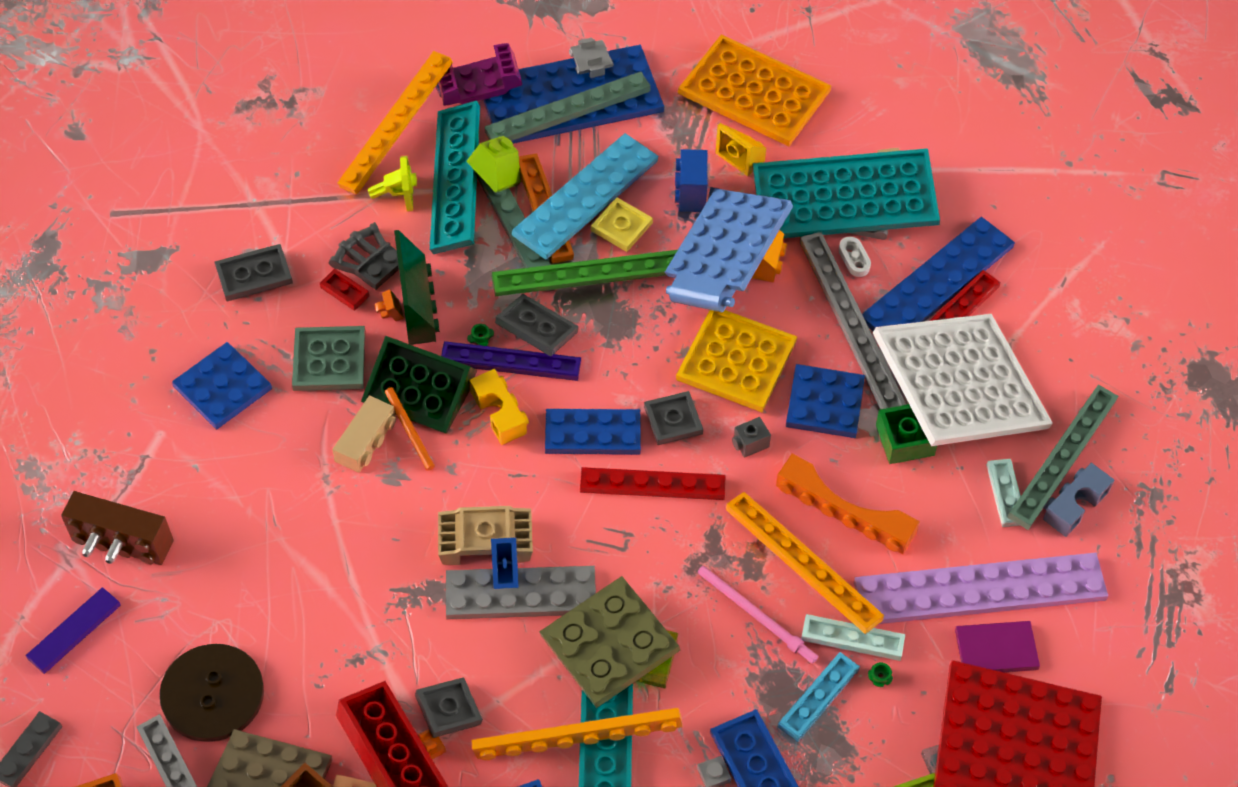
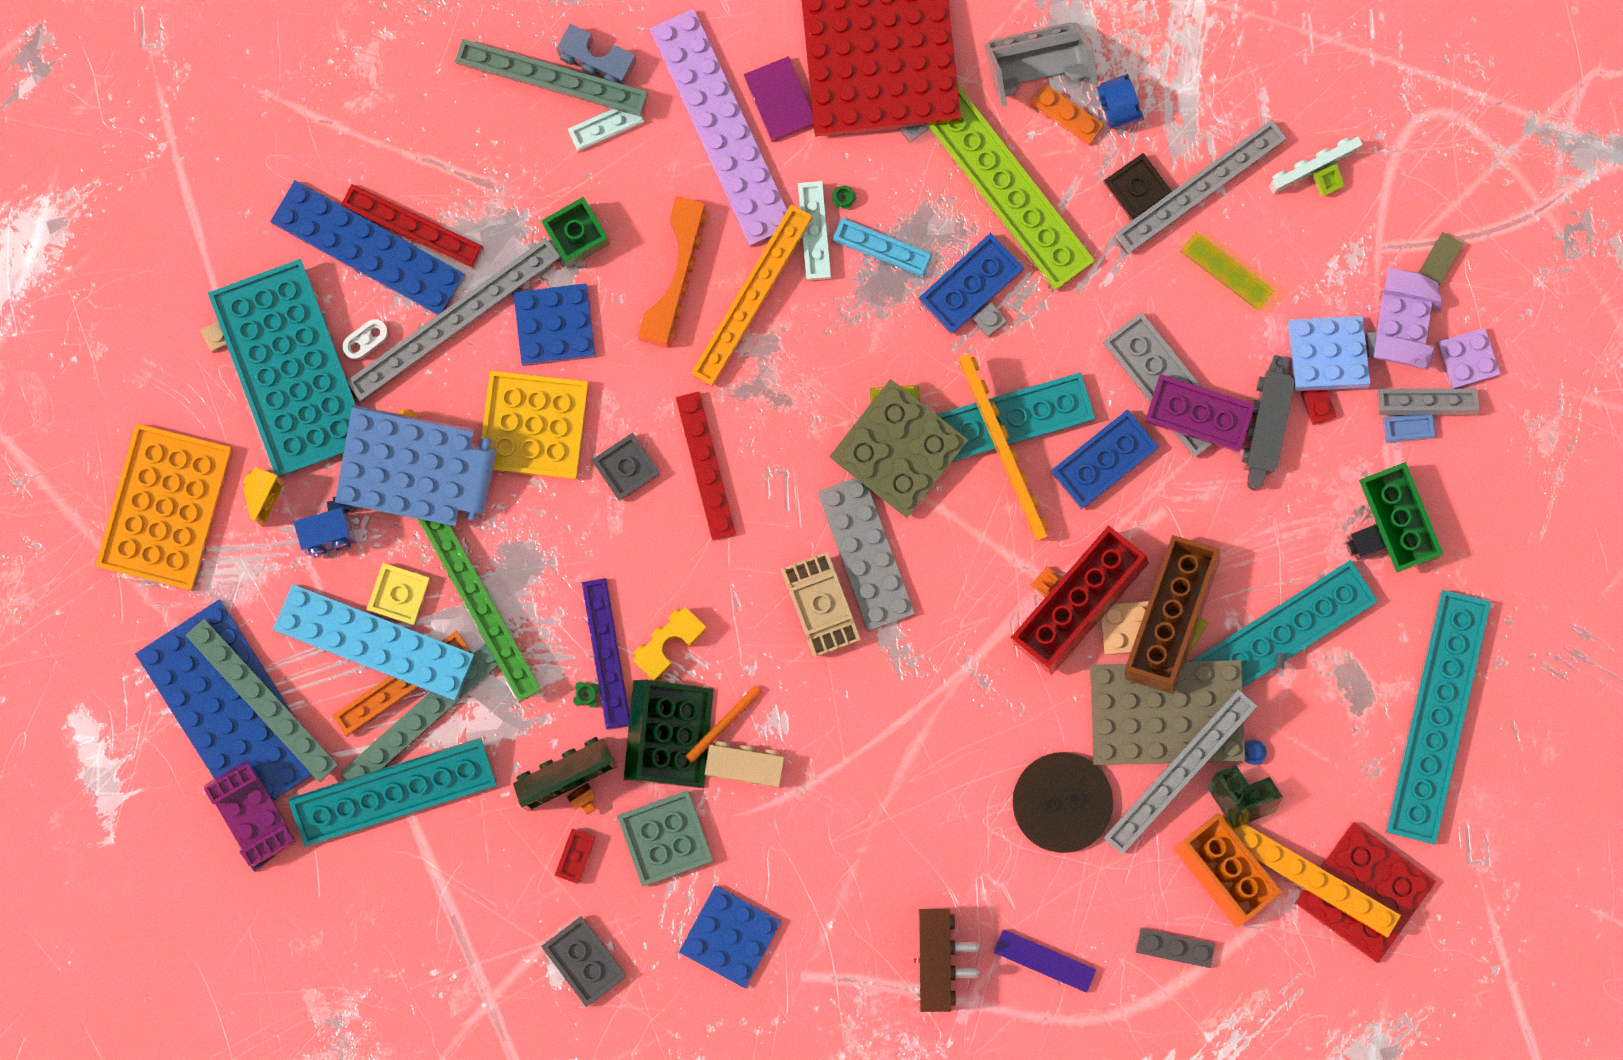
camera: 105 degrees left, 25 degrees up
(375, 268) = (529, 833): dark grey plate -> none
(395, 122) = (342, 882): light orange plate -> none
(397, 183) = (424, 850): neon yellow piece -> none
(448, 707) = (1009, 575): dark grey plate -> none
(497, 163) = (370, 748): lime slope -> none
(504, 563) = (854, 570): blue slope -> none
(536, 324) = (559, 638): dark grey plate -> none
(591, 57) = (179, 698): light grey piece -> none
(593, 431) = (664, 543): blue plate -> none
(751, 437) = (625, 383): dark grey brick -> none
(794, 643) = (837, 282): bright pink bar -> none
(961, 379) = (498, 192): white plate -> none

